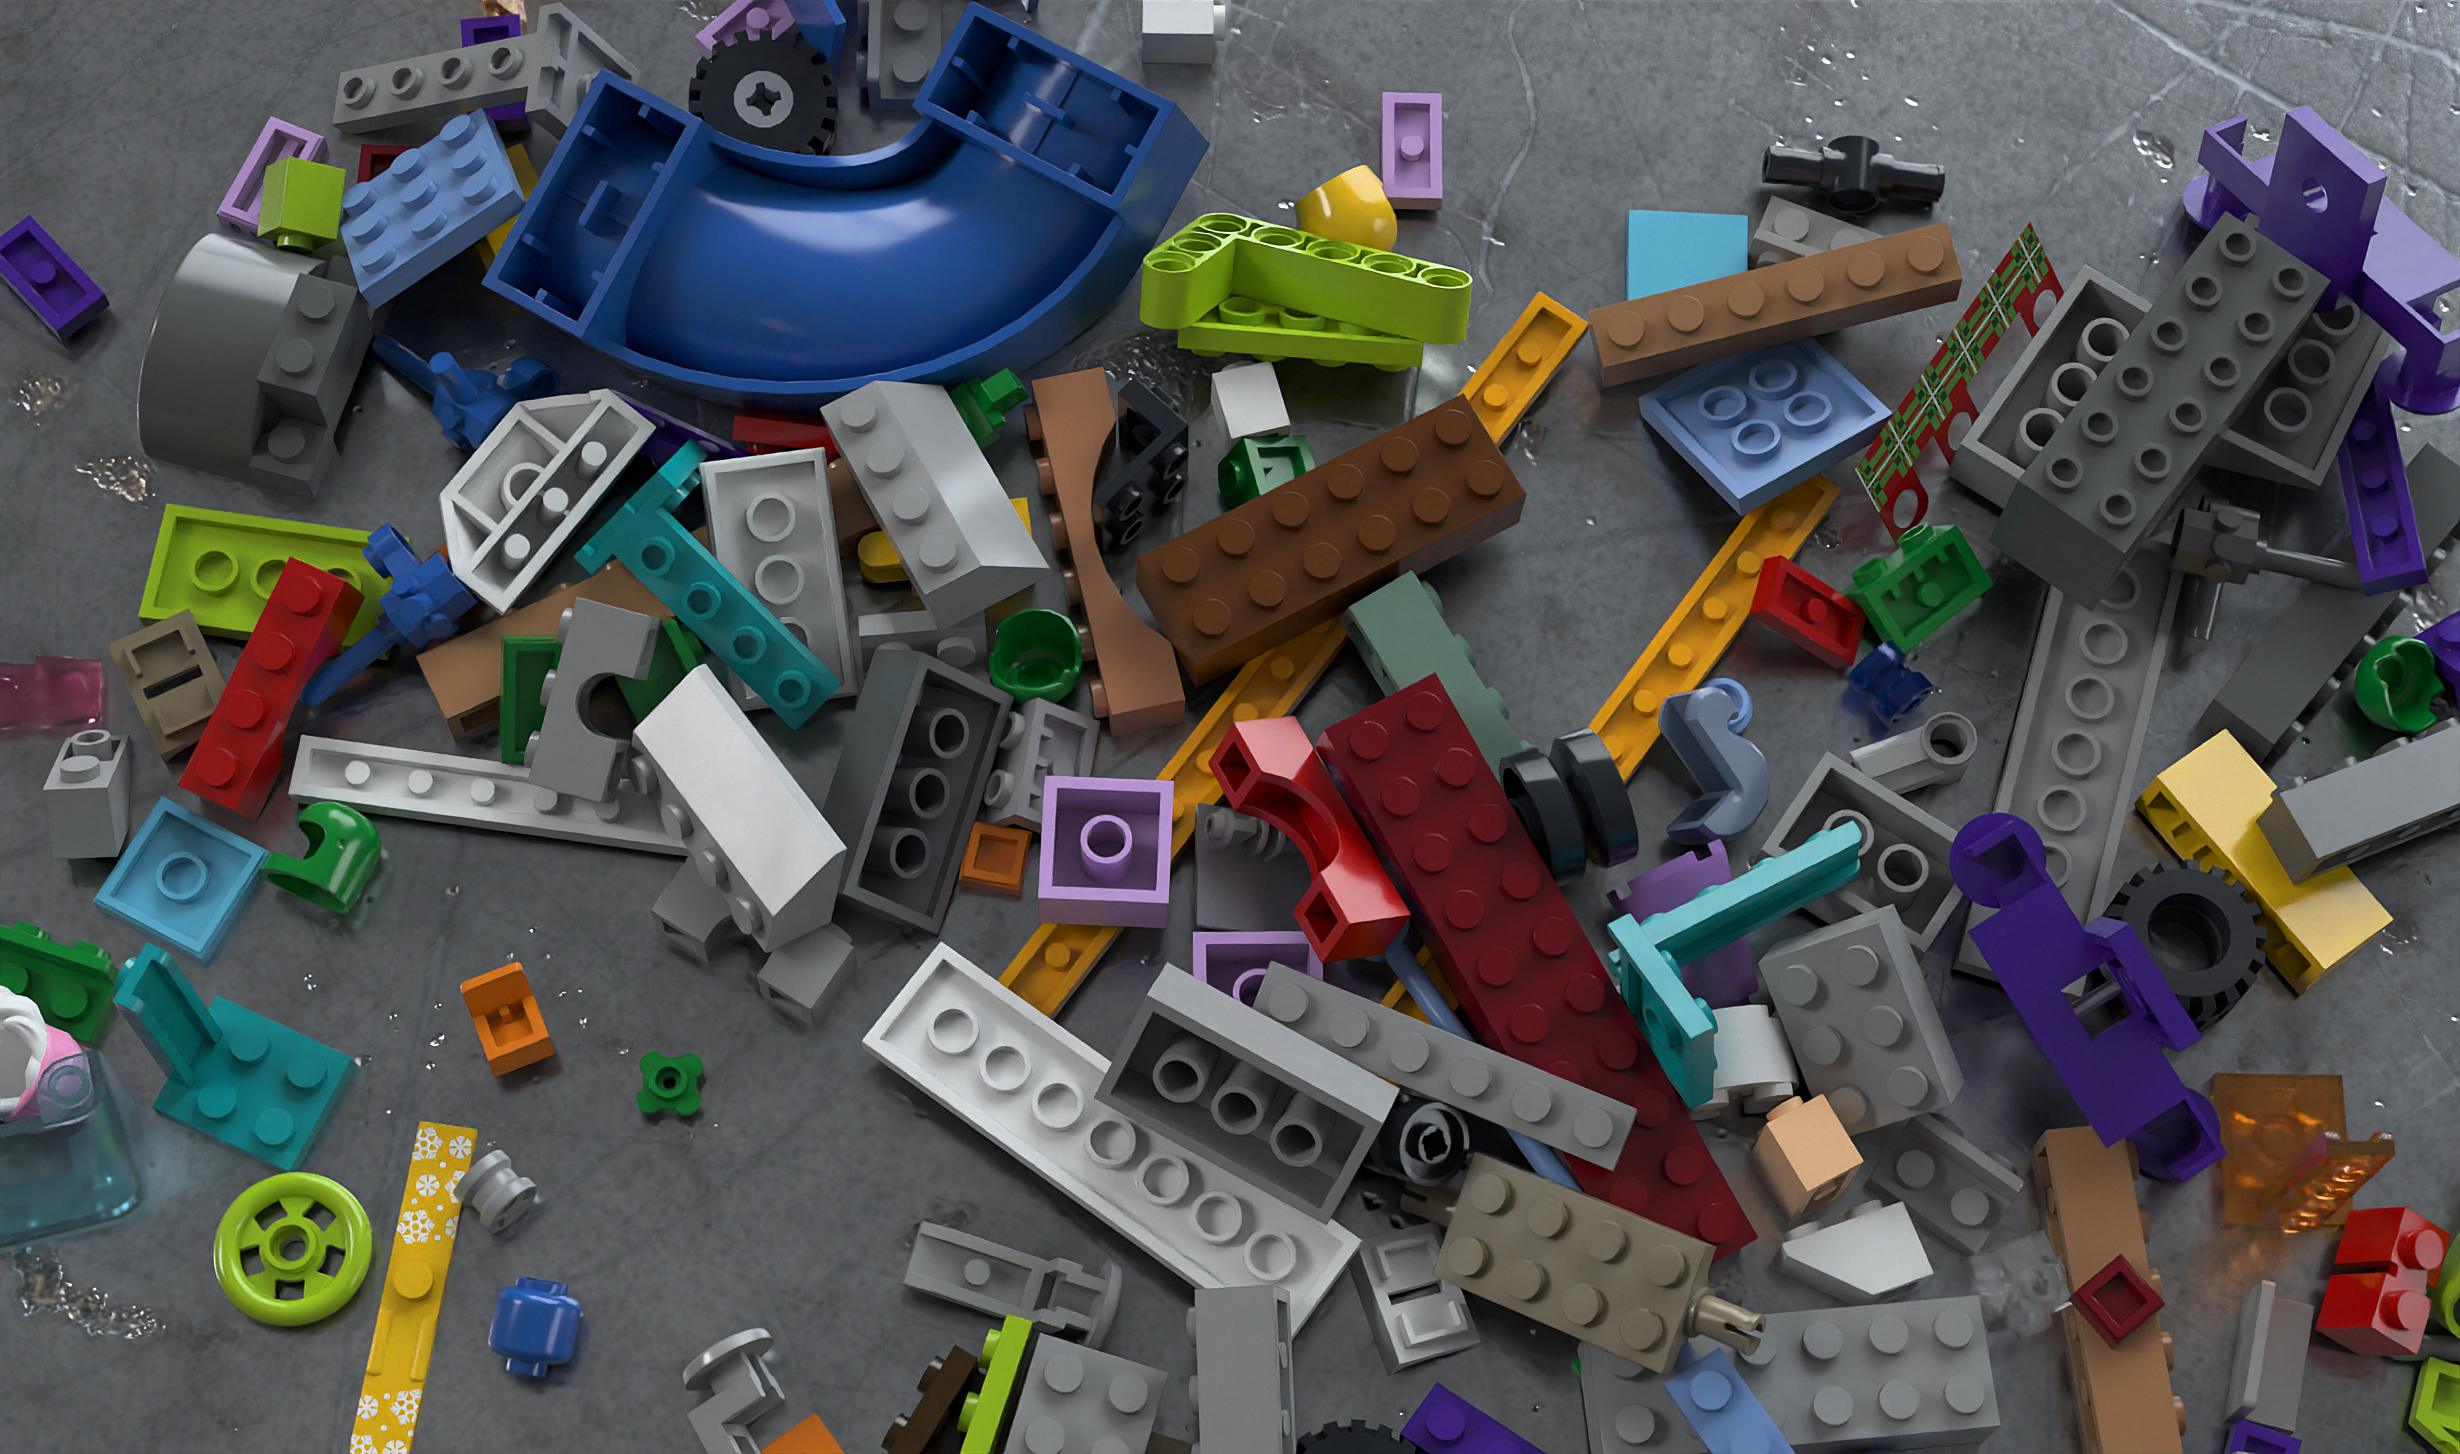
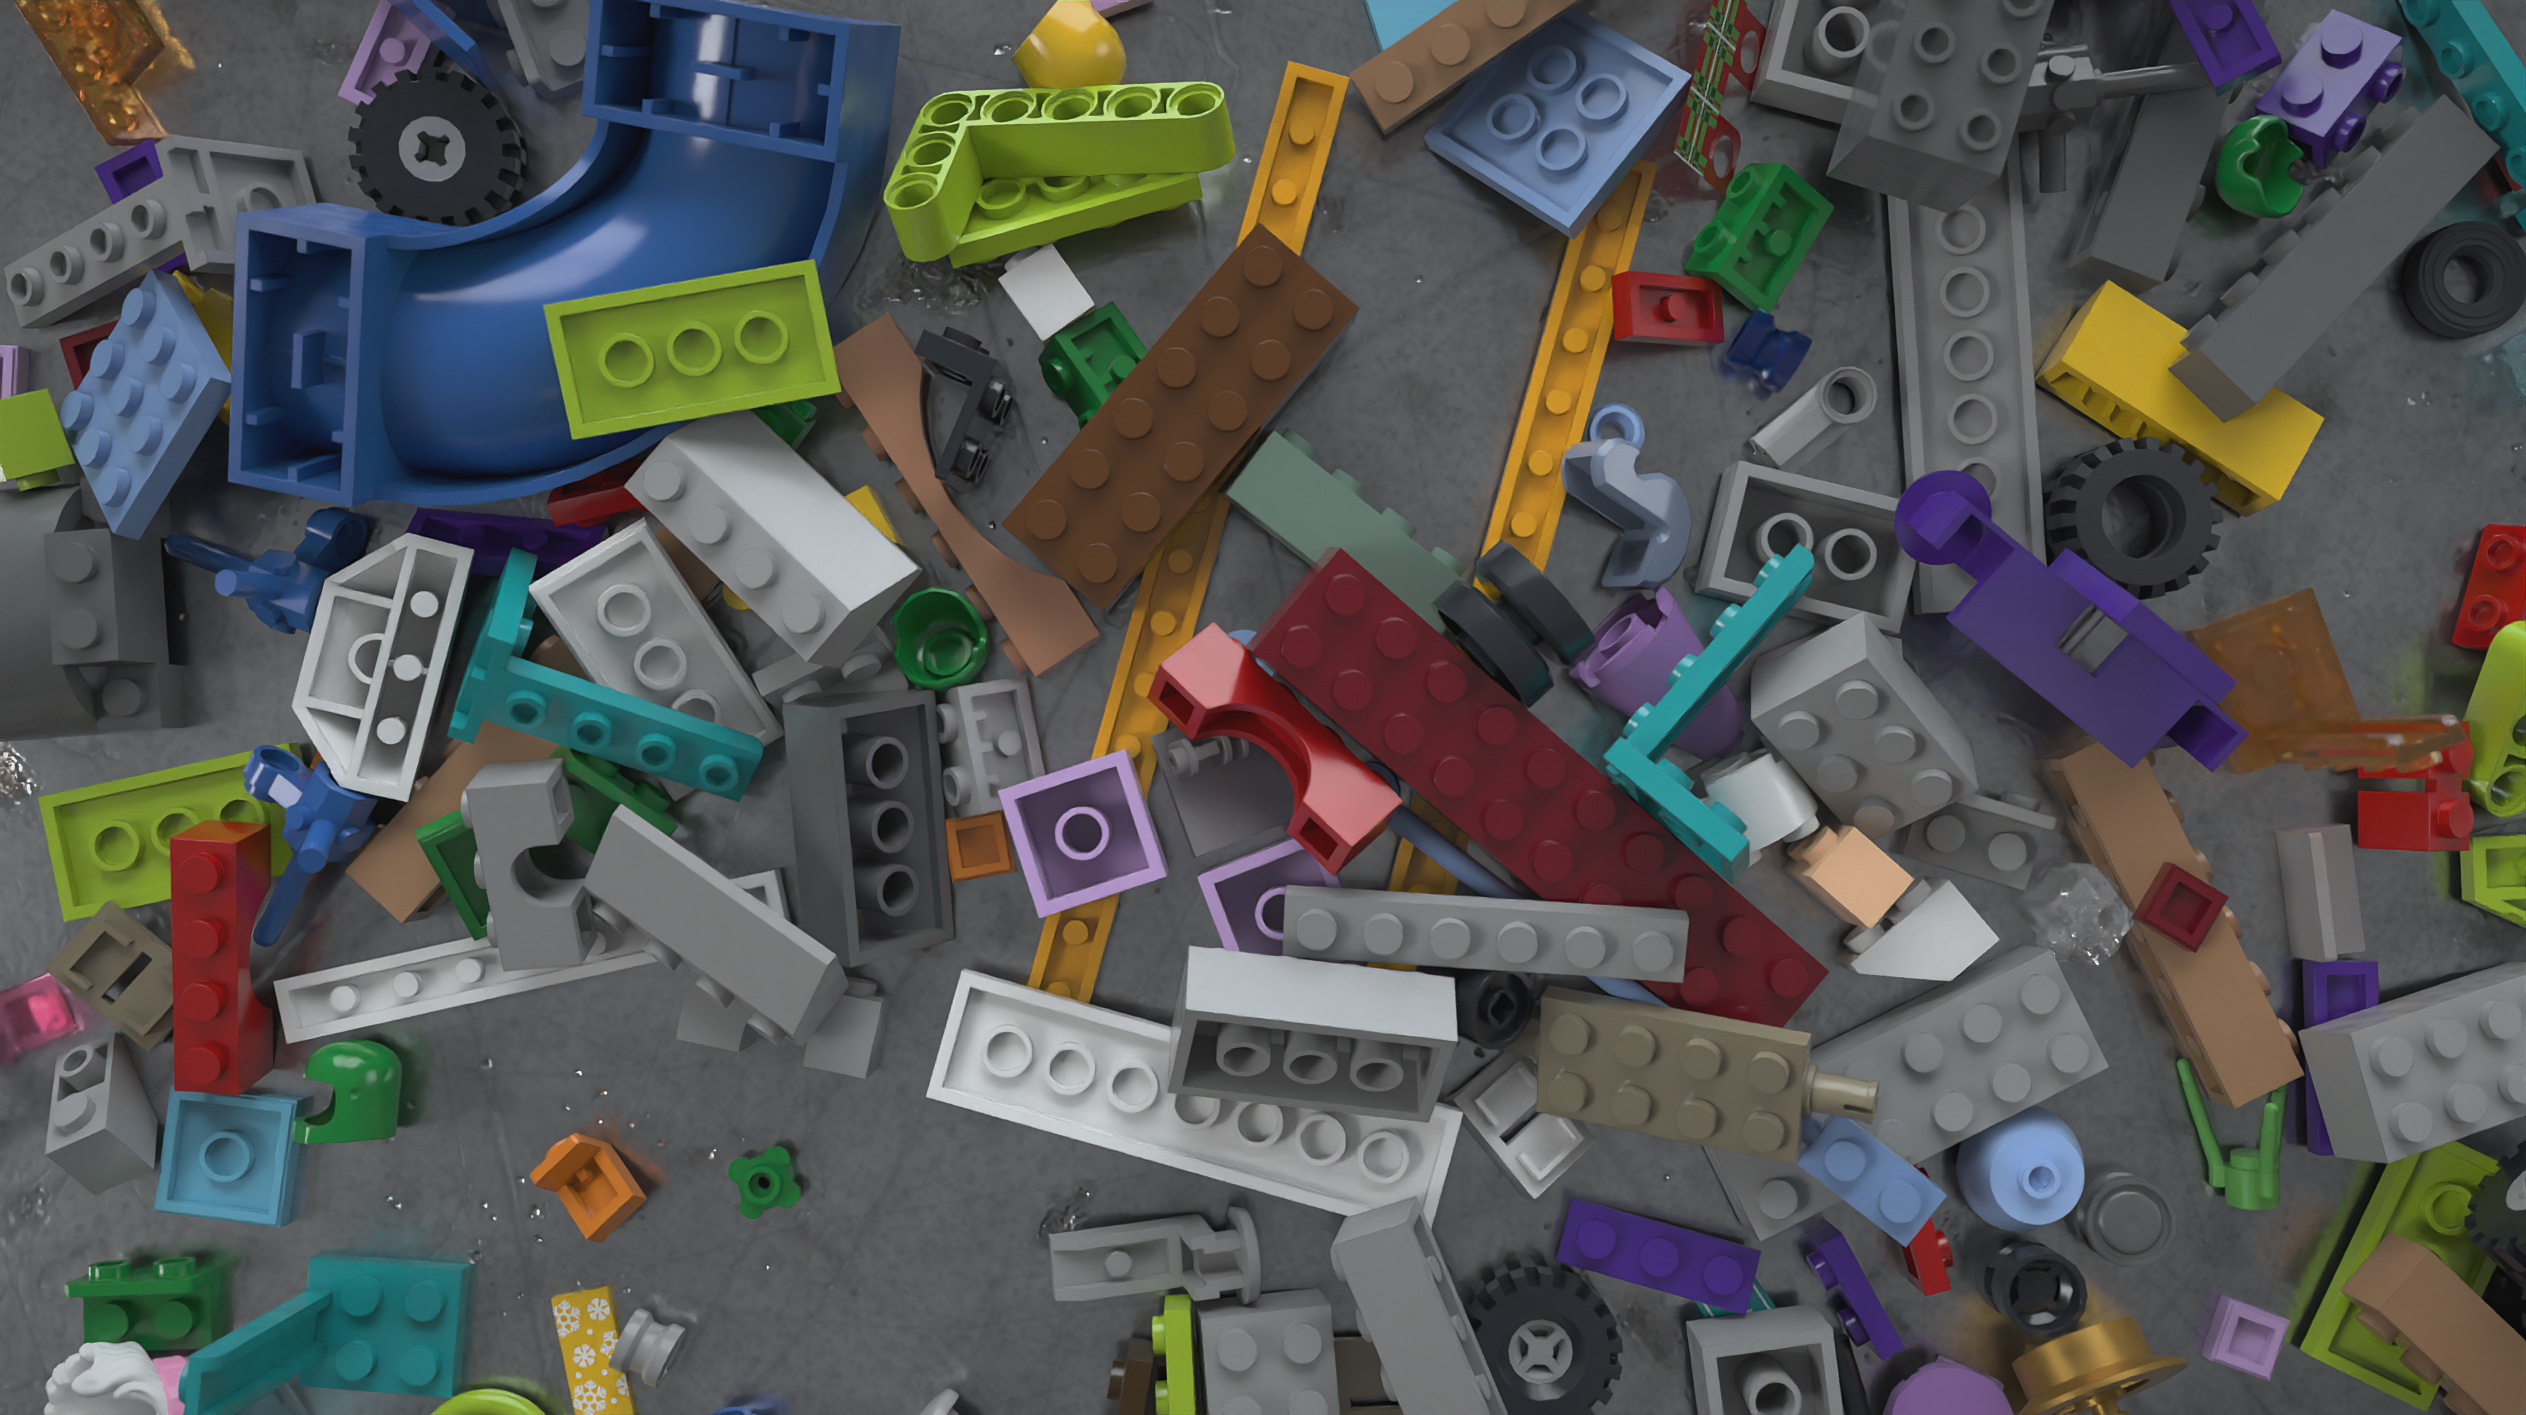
camera: 15 degrees left, 20 degrees up
(929, 319) = (692, 349): none -> lime plate

